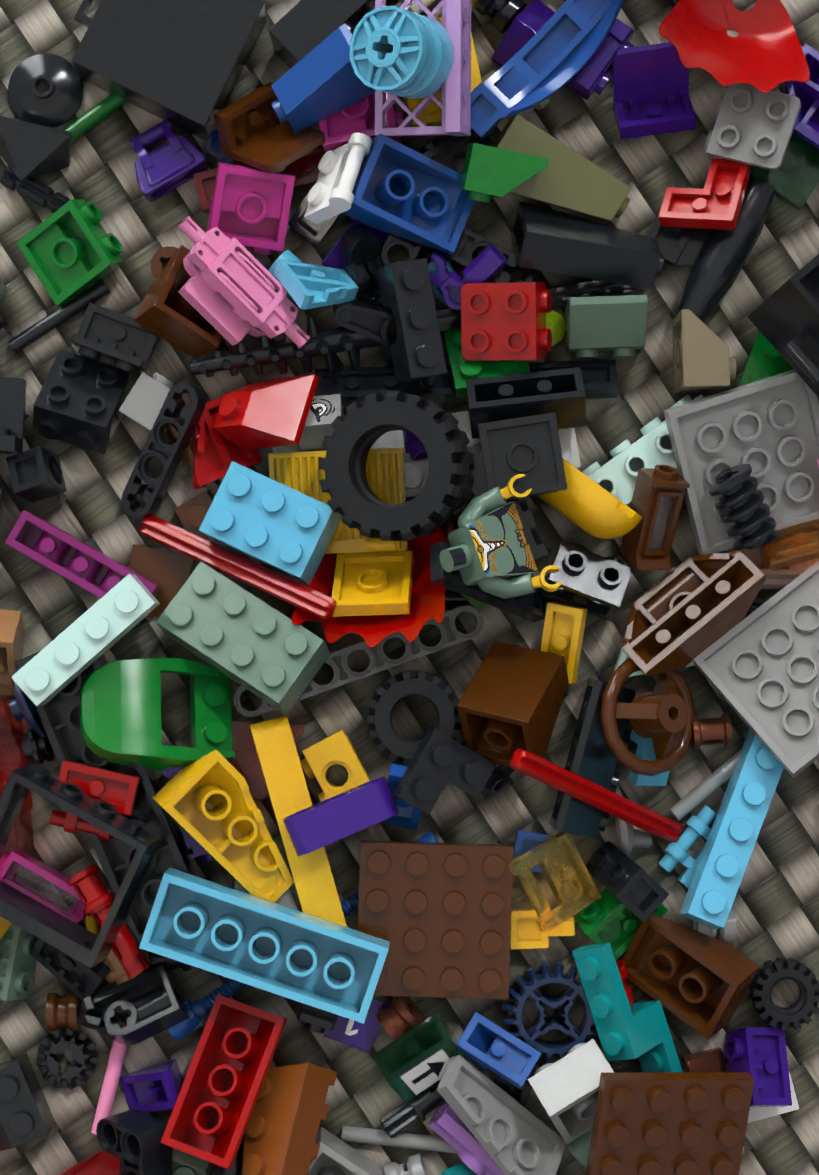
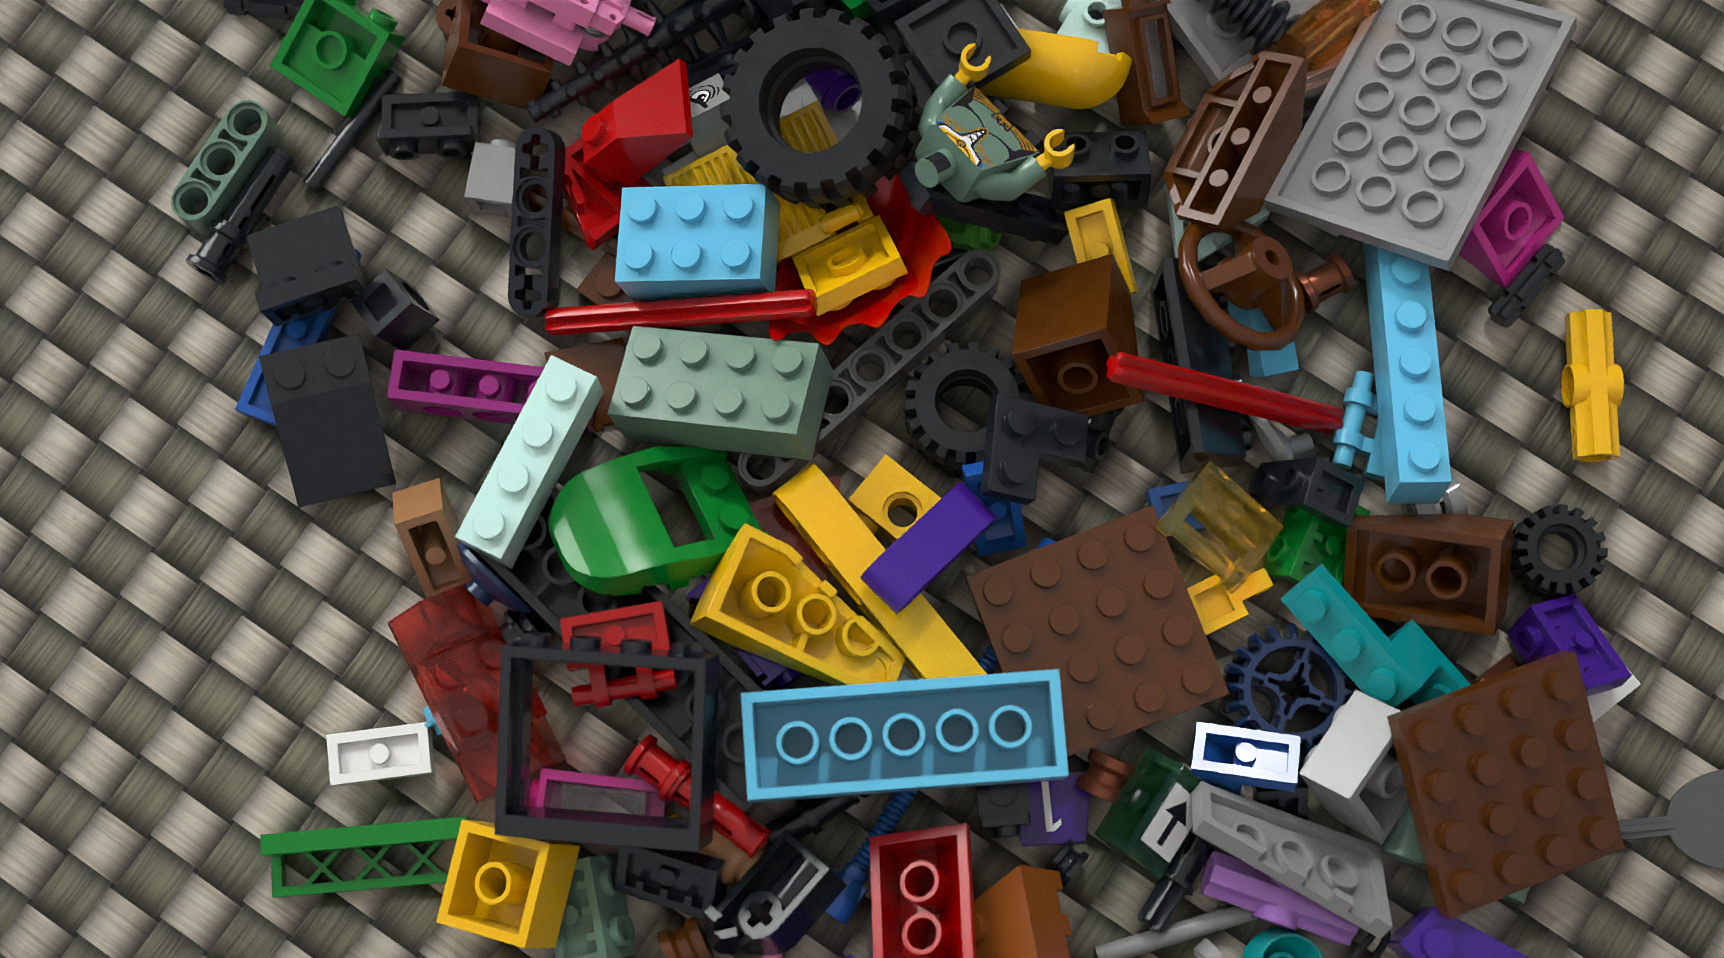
camera: 20 degrees left, 10 degrees down
(79, 401) = (414, 215): black bracket -> none
(346, 1063) = (1067, 861): none -> black bush
(705, 788) = (1346, 353): light grey bar -> none

